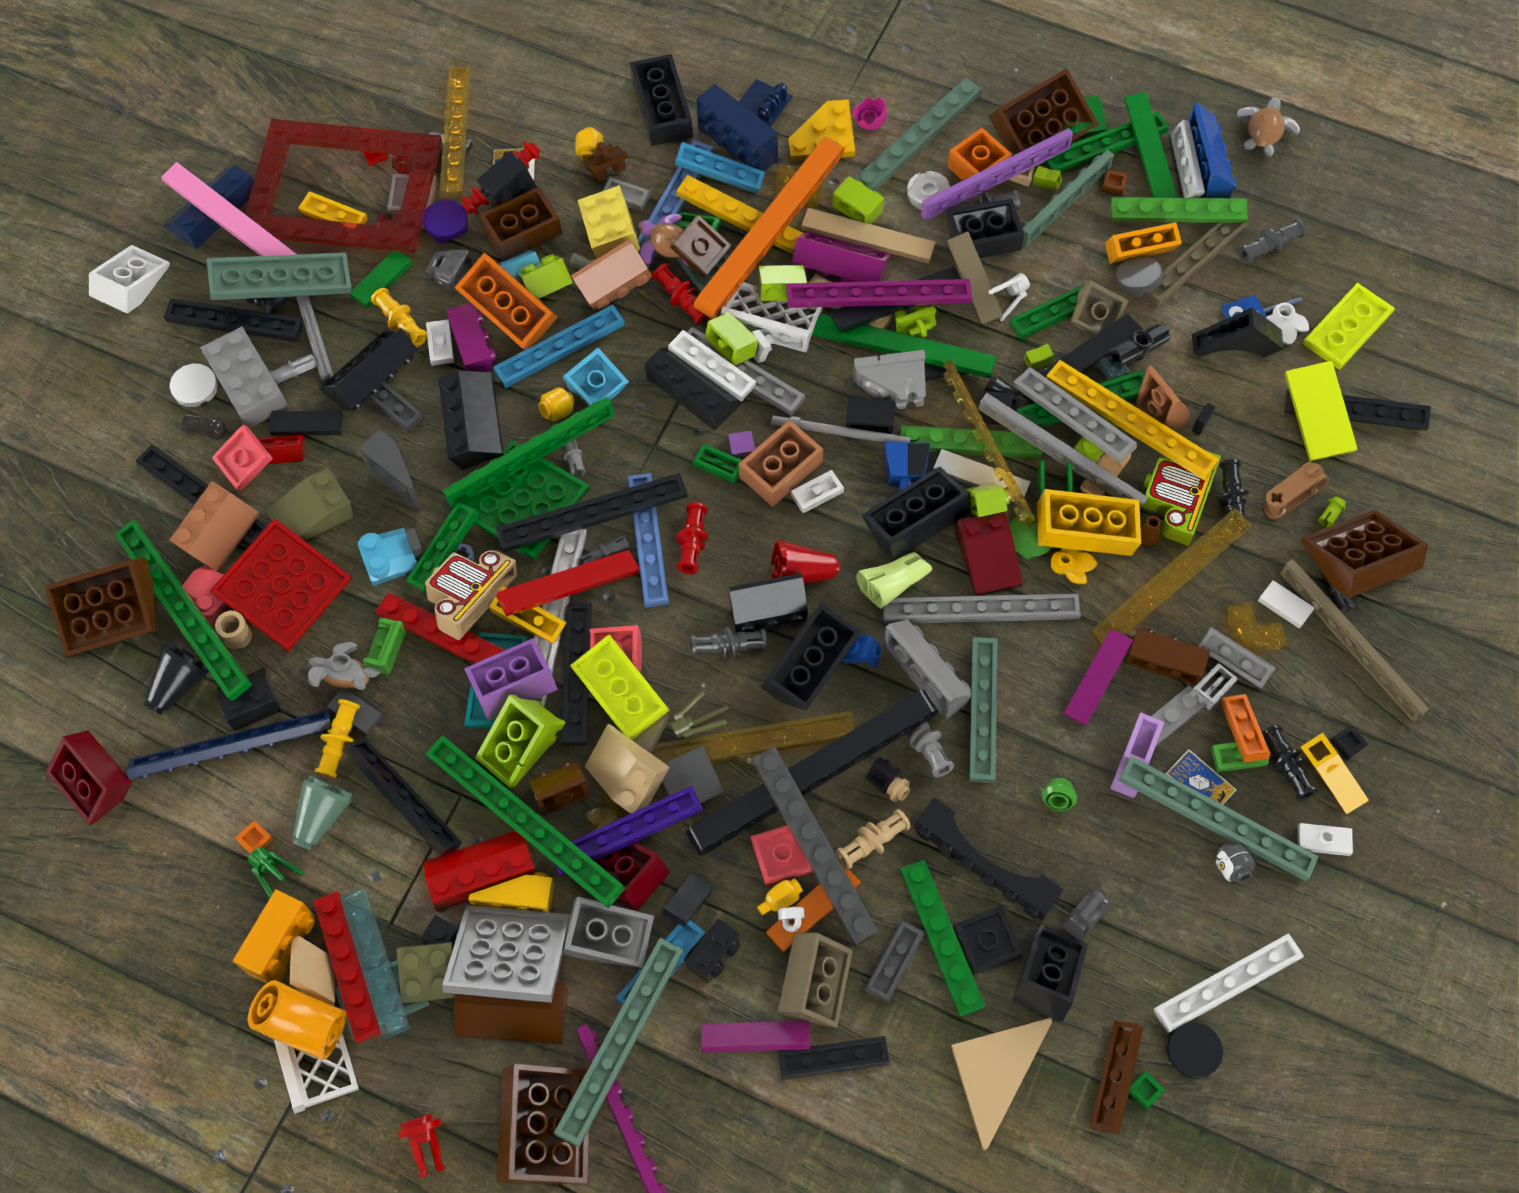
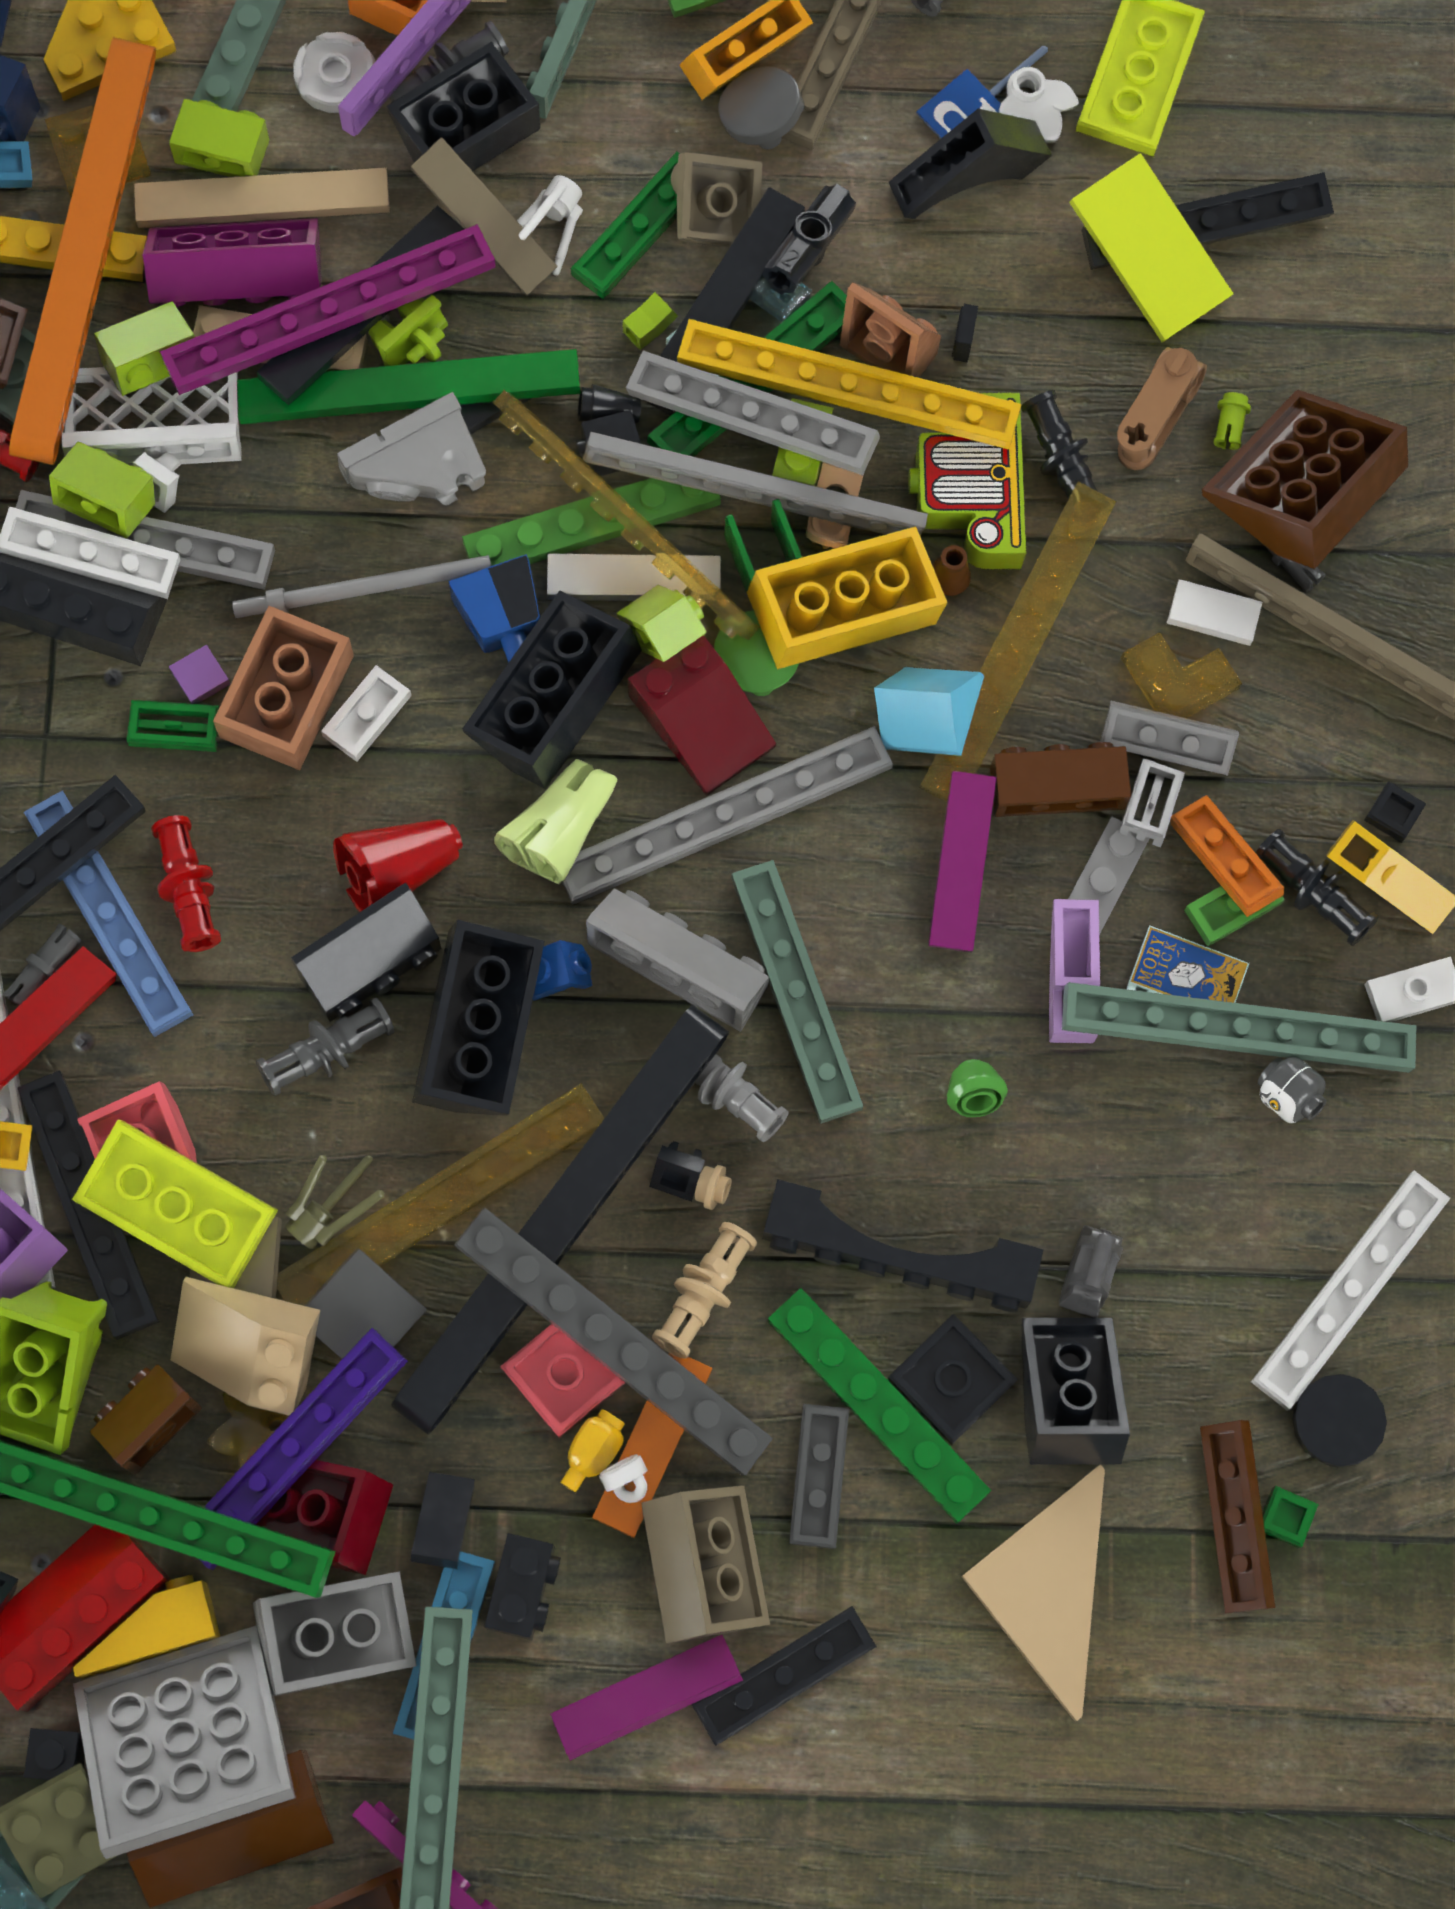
camera: 30 degrees left, 10 degrees up
(870, 414) = (403, 538): black brick -> none
(1073, 564) = (852, 676): yellow plate -> none
(1109, 594) = (927, 709): none -> medium azure slope

